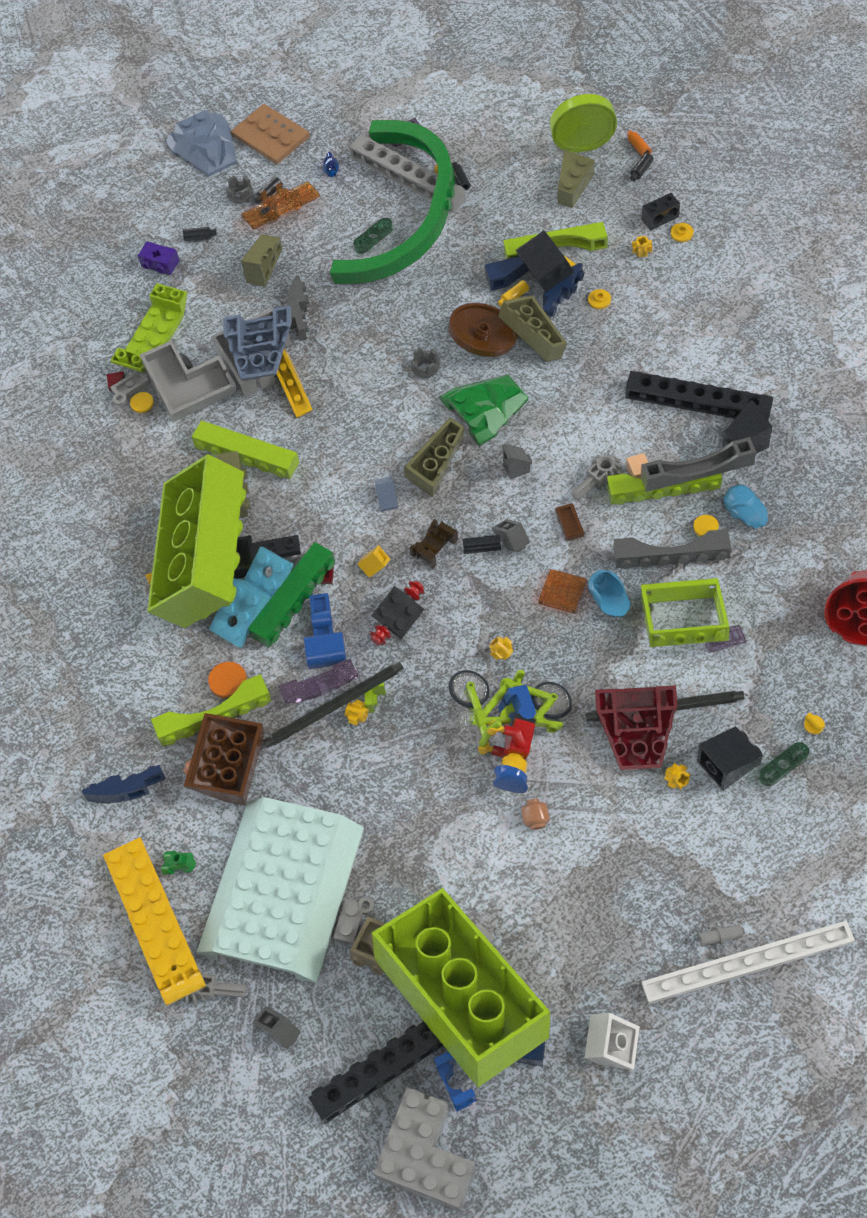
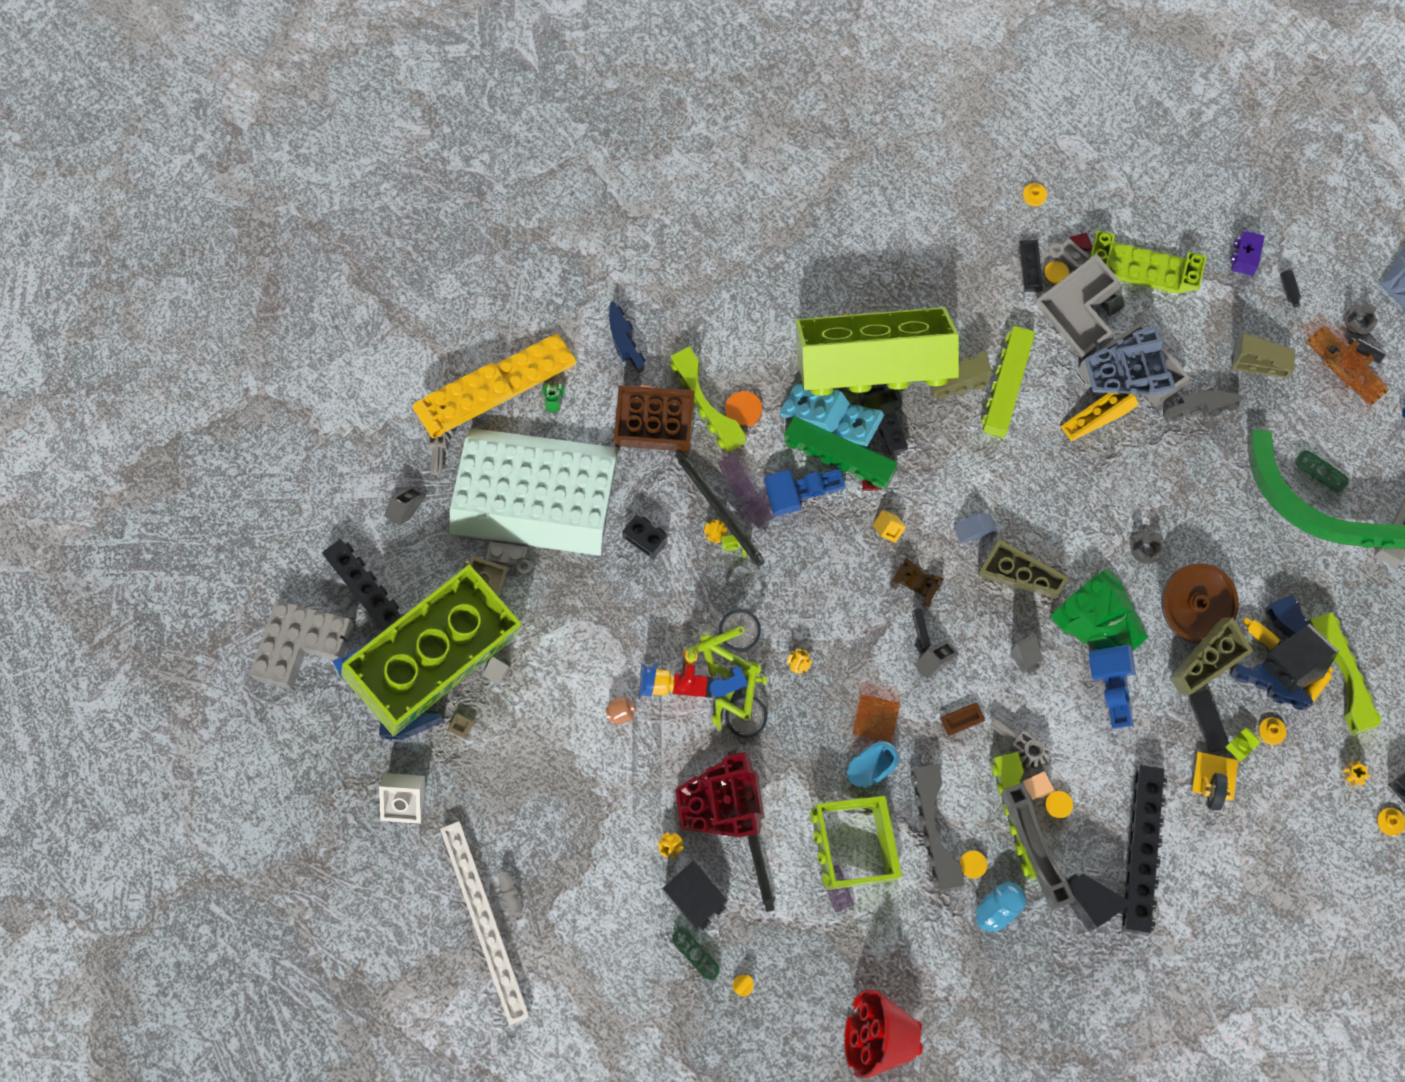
camera: 80 degrees right, 10 degrees up
(55, 412) = (1034, 194): none -> yellow piece
(129, 422) = (1030, 266): none -> black tile
(355, 782) = (641, 539): none -> black brick
(397, 612) = (830, 556): black plate -> none
(533, 398) = (1114, 666): none -> blue plate
(536, 978) = (461, 725): none -> dark tan tile
(589, 340) = (1208, 721): none -> black tile
(610, 317) = (1243, 744): none -> lime bracket
(641, 340) = (1215, 779): none -> yellow plate
(655, 452) = (1059, 804): none -> yellow piece

